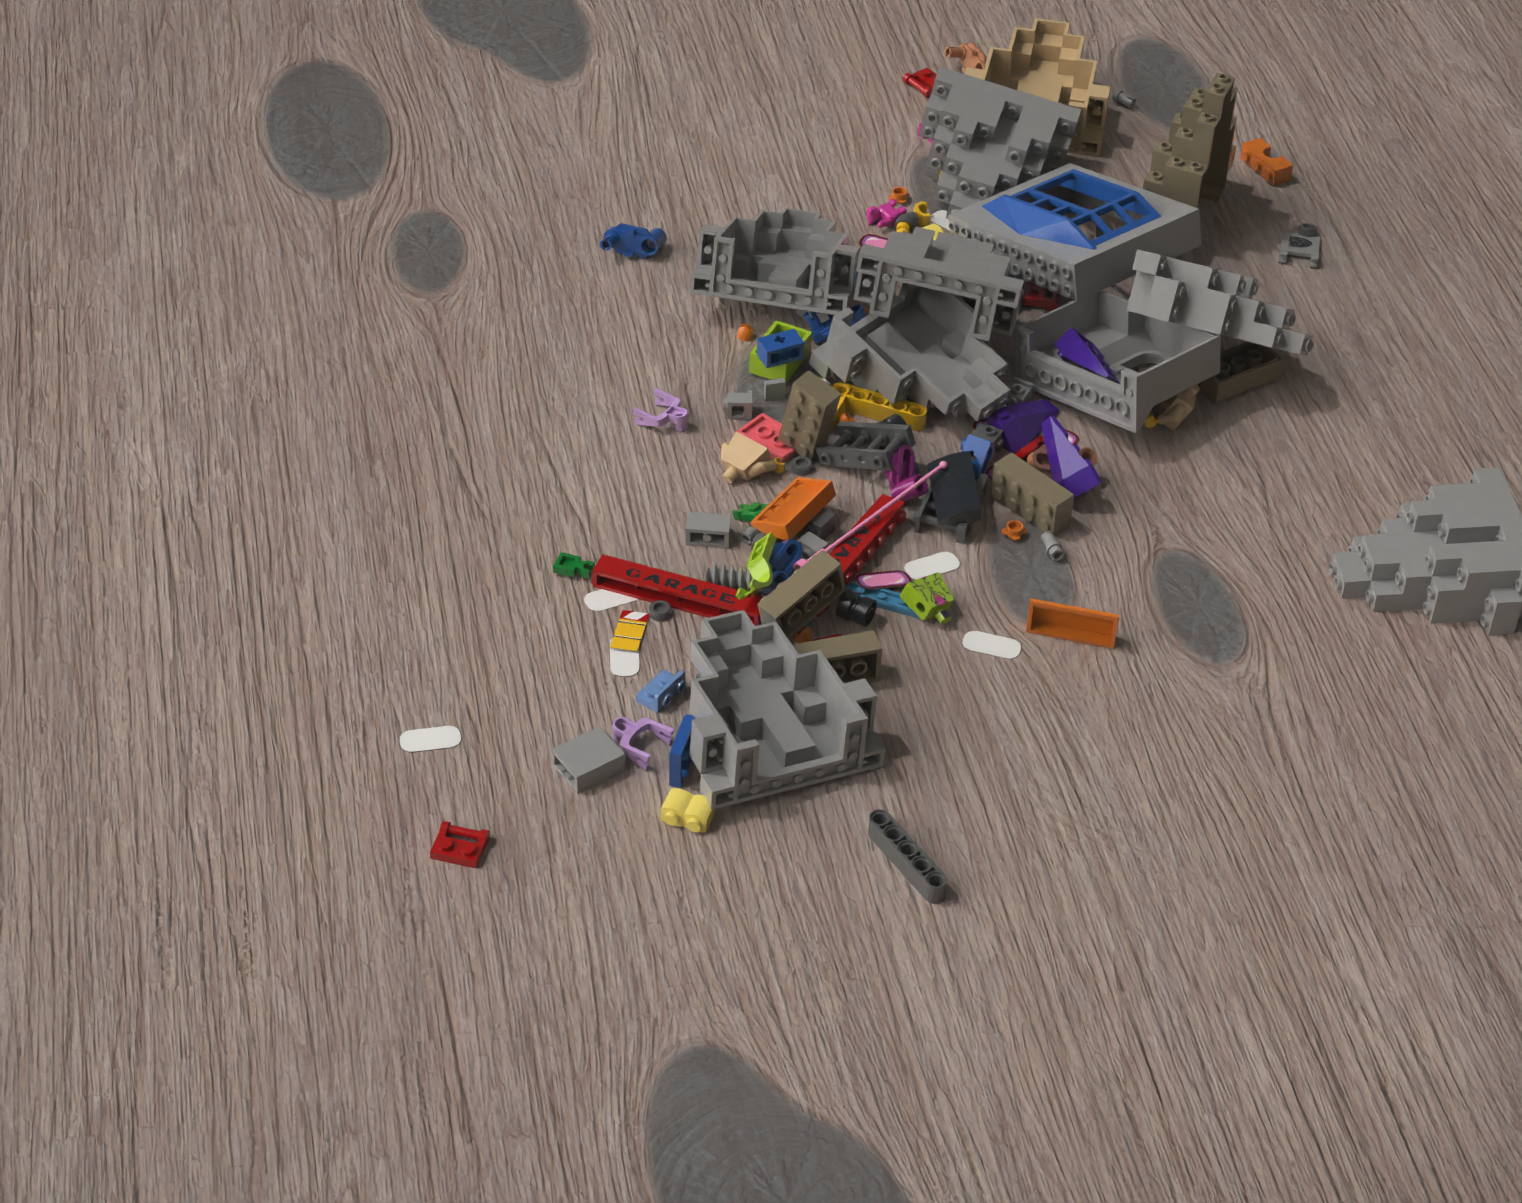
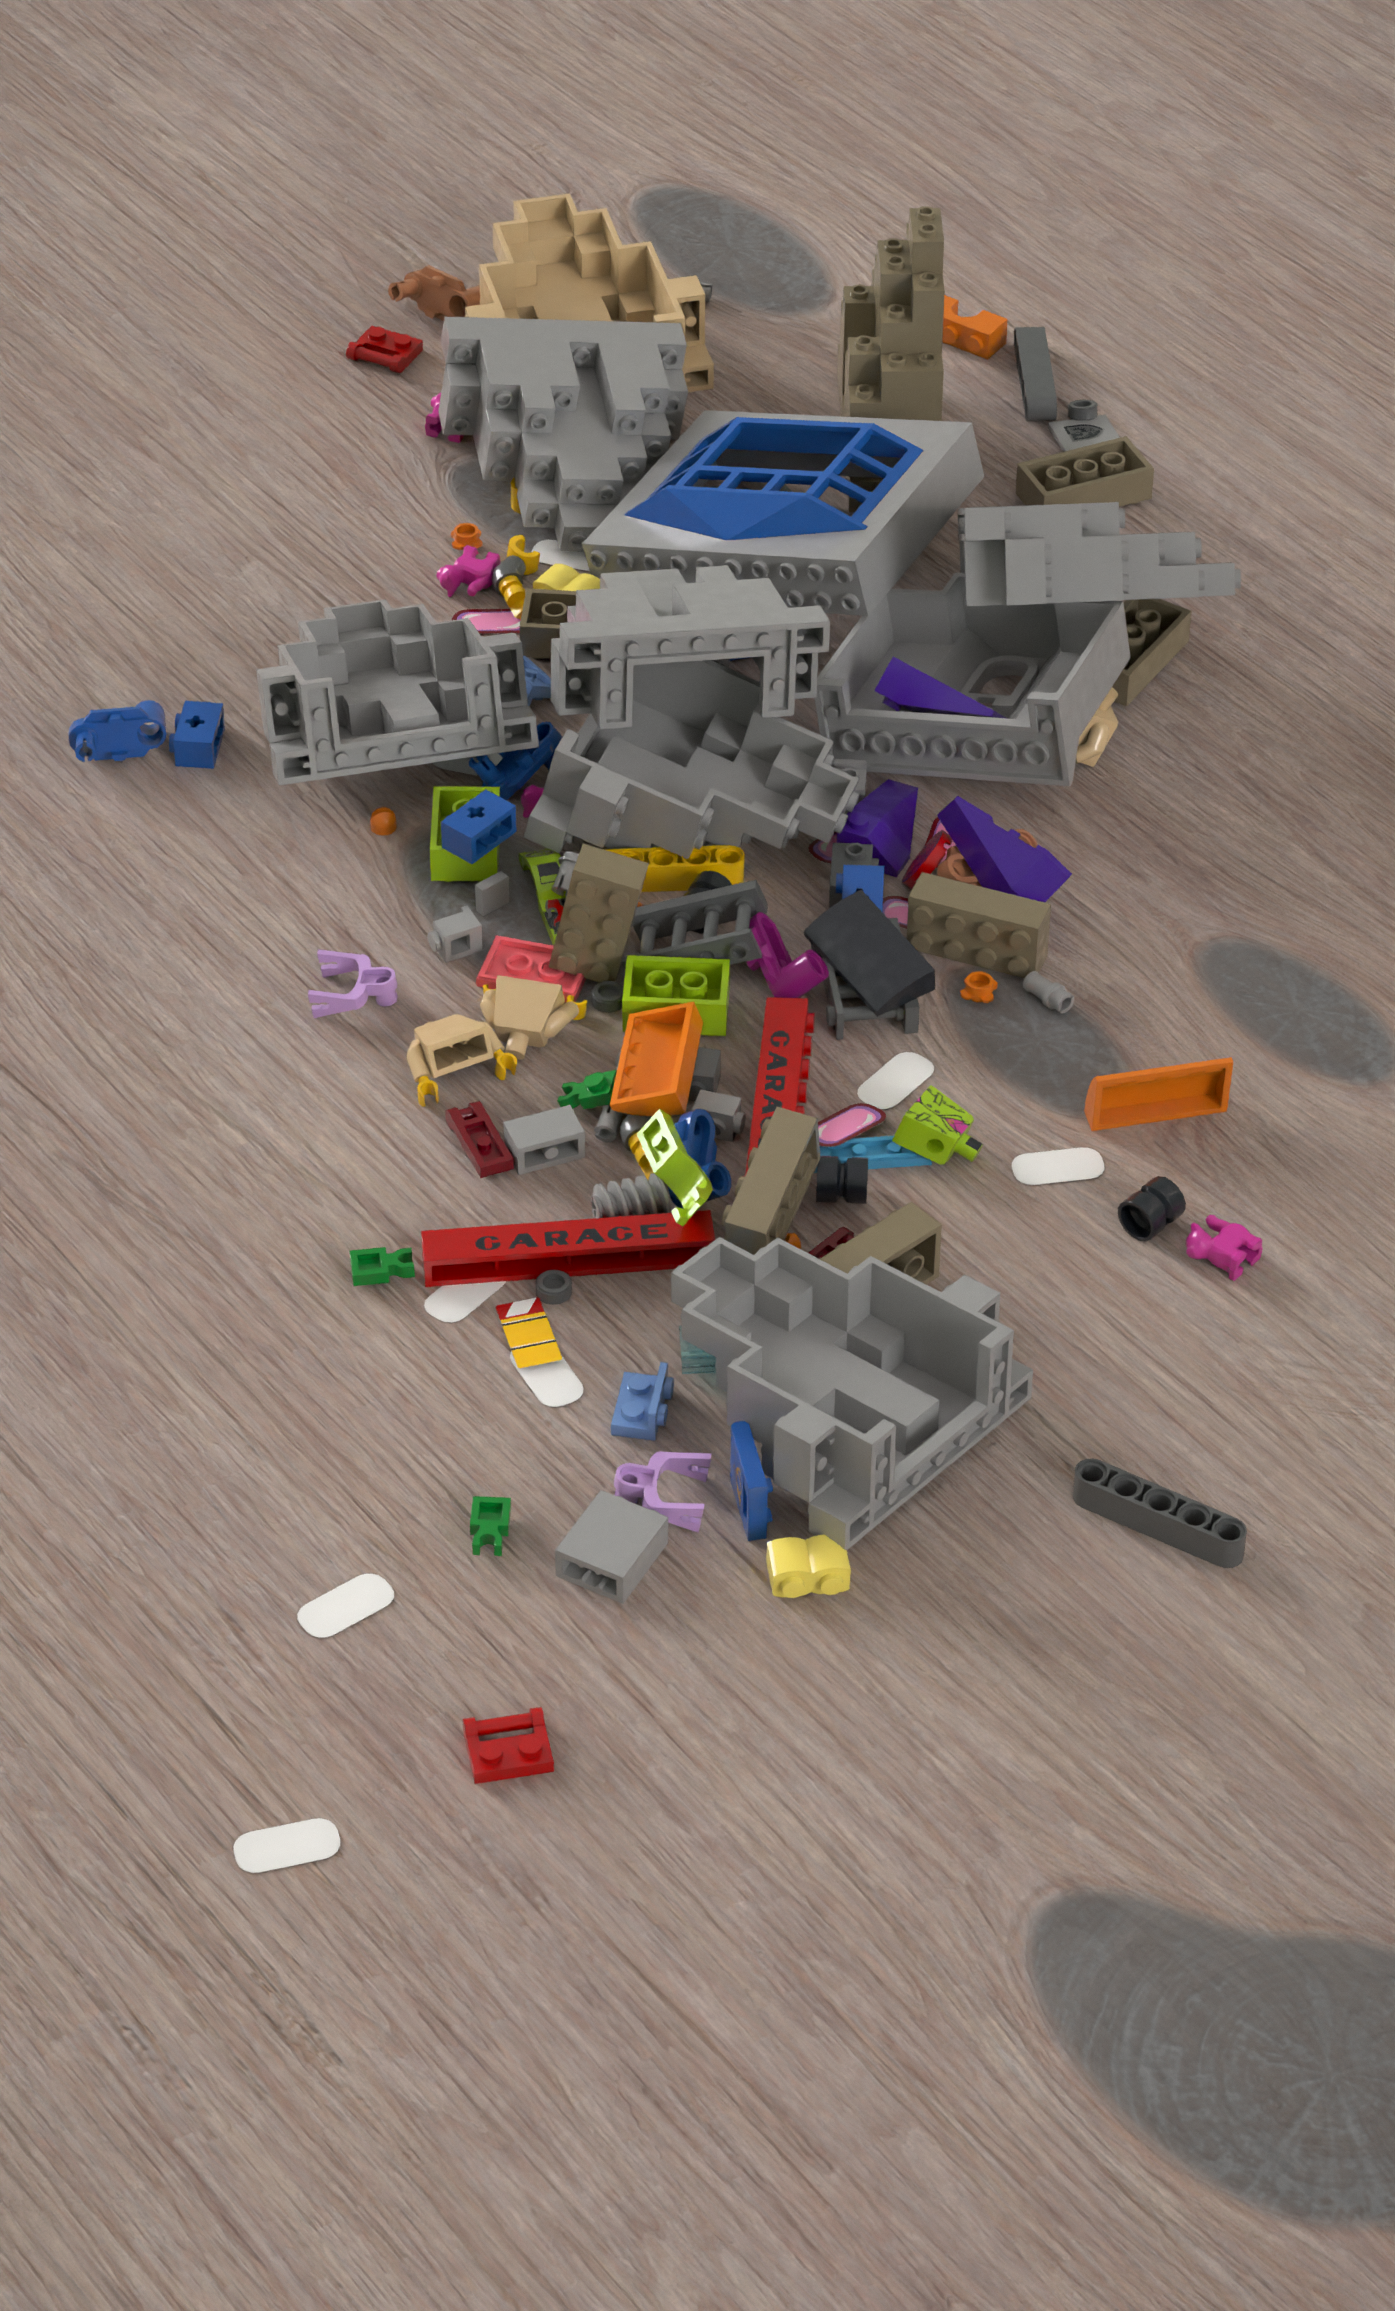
camera: 25 degrees left, 0 degrees up
(310, 852) = (286, 1845): none -> white sticker
(533, 721) = (489, 1522): none -> green plate
(674, 518) = (480, 1139): none -> dark red plate
(677, 255) = (197, 734): none -> blue brick
(690, 462) = (453, 1045): none -> tan torso
(849, 476) = (671, 981): none -> lime brick
(942, 465) = (728, 1145): bright pink piece -> none
(1023, 685) = (1151, 1208): none -> black wheel
(1053, 723) = (1226, 1249): none -> dark pink animal
(1278, 267) = (1087, 475): none -> dark tan brick
(1292, 201) = (1035, 373): none -> dark grey beam

